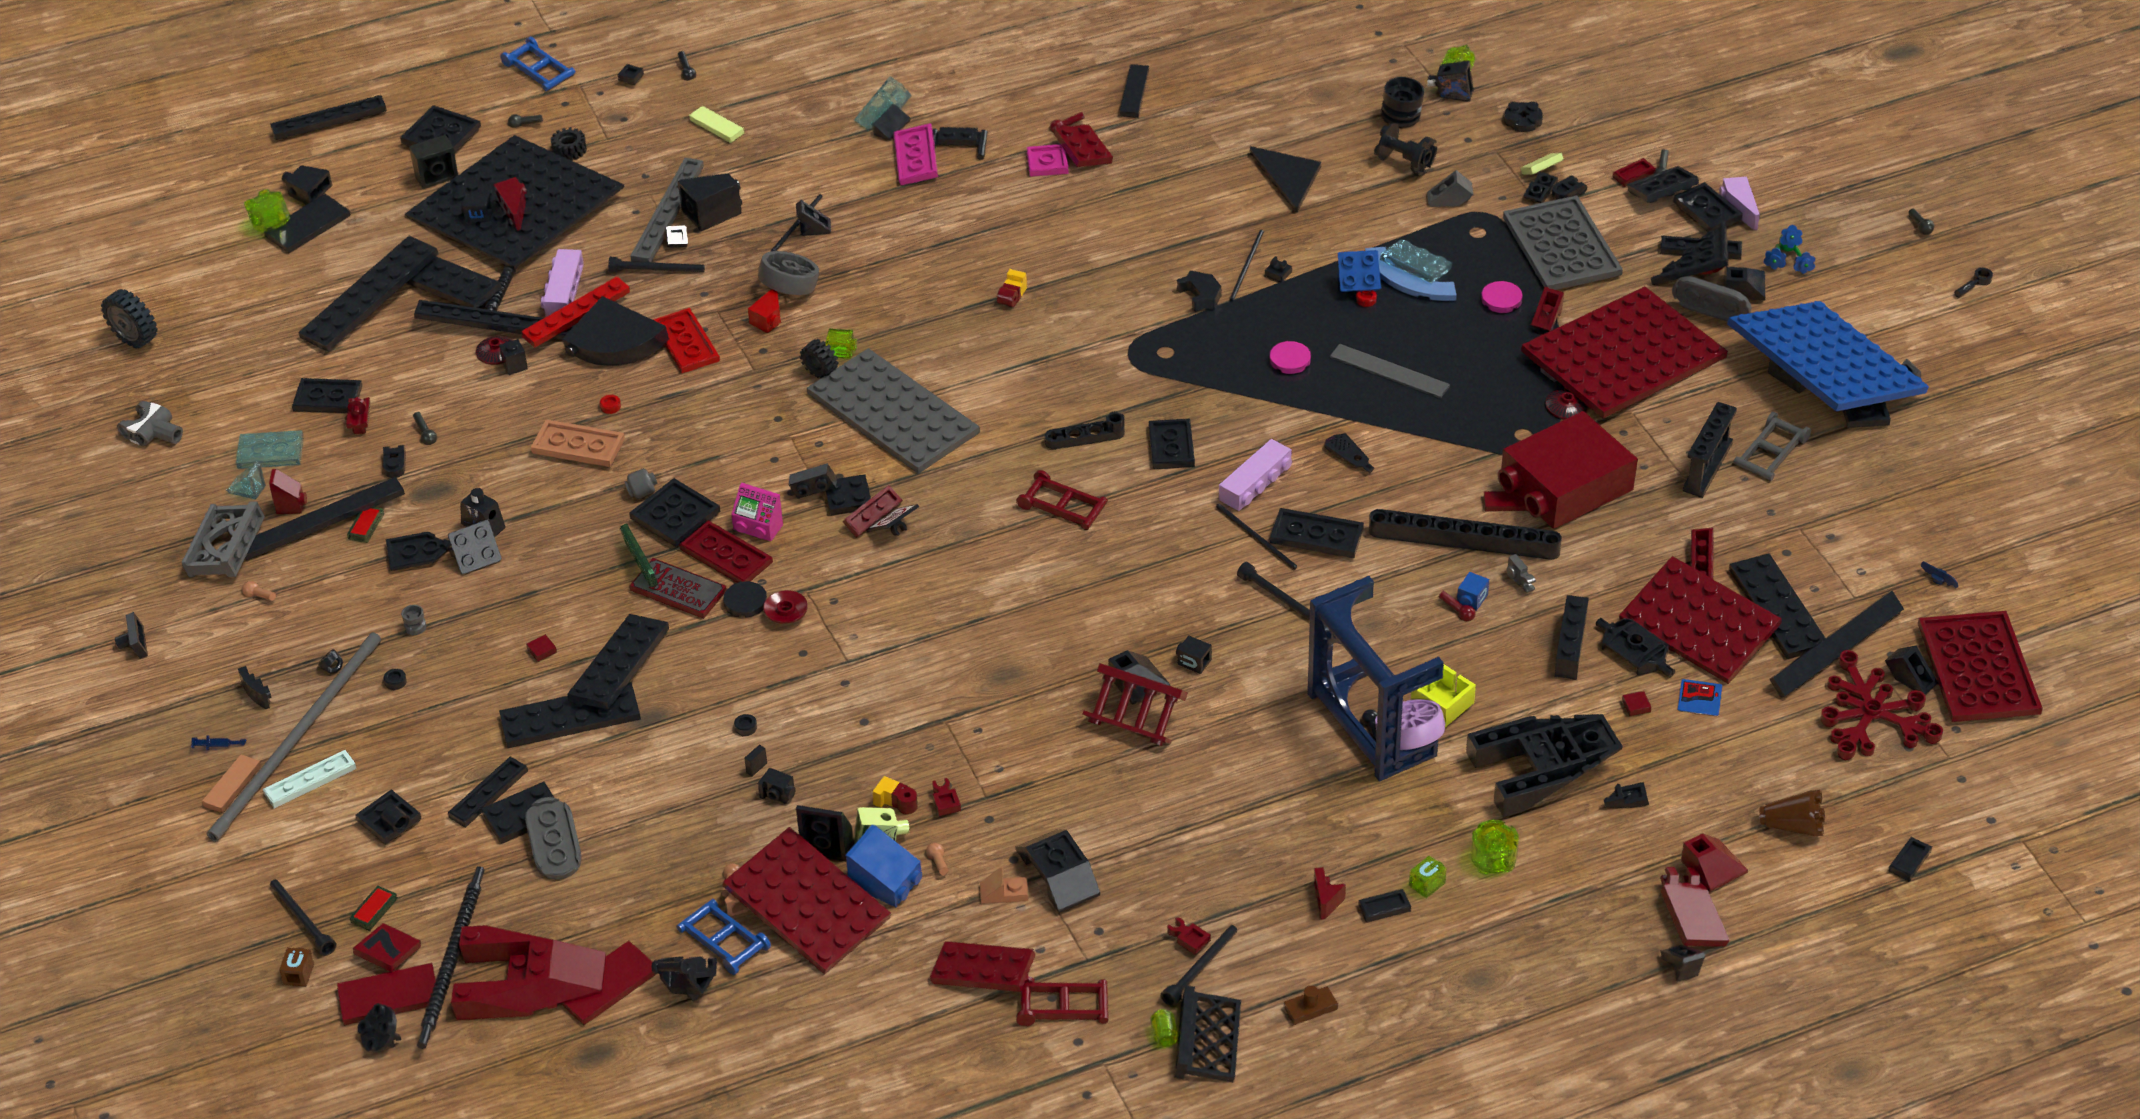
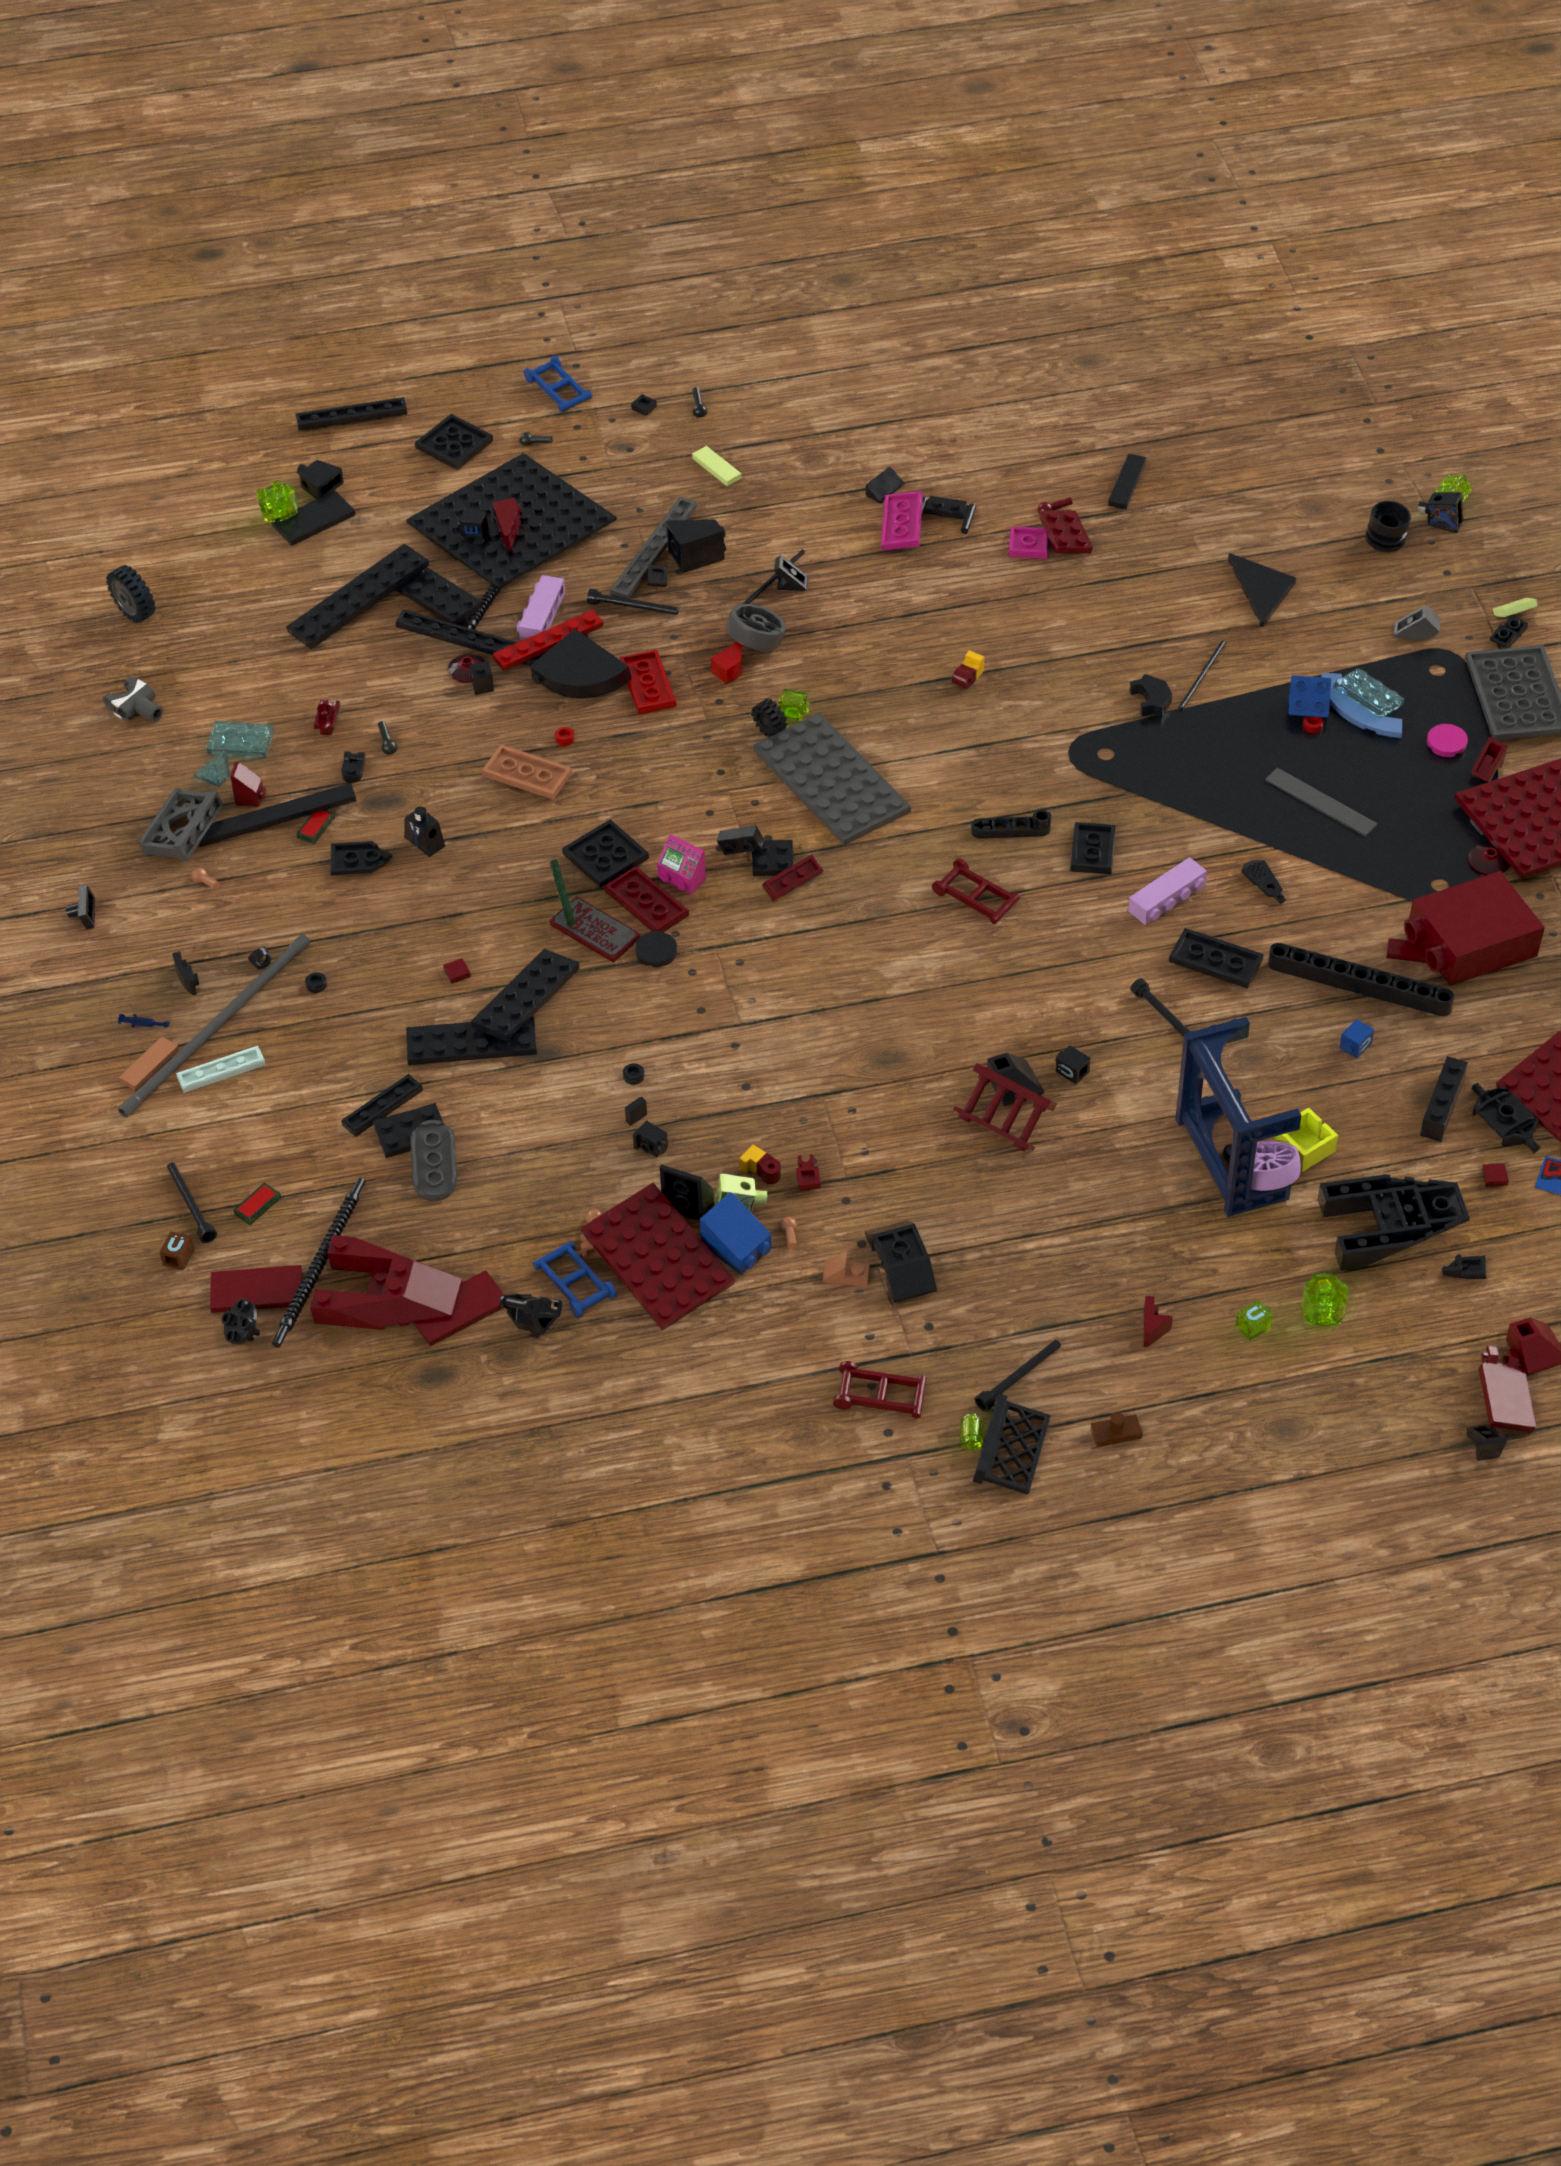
camera: 10 degrees right, 5 degrees up
(325, 395) = (301, 692): black tile -> none
(387, 947) = (262, 1243): dark red tile -> none
(388, 816) = (286, 1117): black plate -> none
(413, 619) = (343, 927): dark grey wheel -> none
(433, 161) = (441, 471): pearl dark grey brick -> none
(474, 546) = (411, 862): bracket -> none
(569, 143) = (572, 468): black tyre -> none
(641, 483) = (578, 820): dark grey head -> none
(785, 606) = (692, 962): dark red dish -> none
(889, 93) = (887, 456): clear light blue slope -> none
(894, 520) = (810, 889): black piece -> none
(982, 966) = (811, 1345): dark red plate -> none
(1190, 937) = (1015, 1346): dark red plate -> none
(1256, 536) = (1157, 953): black axle -> none
(1278, 270) = (1231, 684): black tile -> none
(1290, 357) = (1225, 775): dark pink tile -> none
(1384, 905) = (1207, 1342): black tile -> none
(1420, 154) = (1394, 583): black piece -> none
(1465, 612) = (1345, 1058): dark red bar -> none
(1517, 110) = (1514, 550): black plate -> none
(1518, 571) = (1405, 1024): dark grey plate -> none
(1568, 187) = (1536, 636): black plate -> none

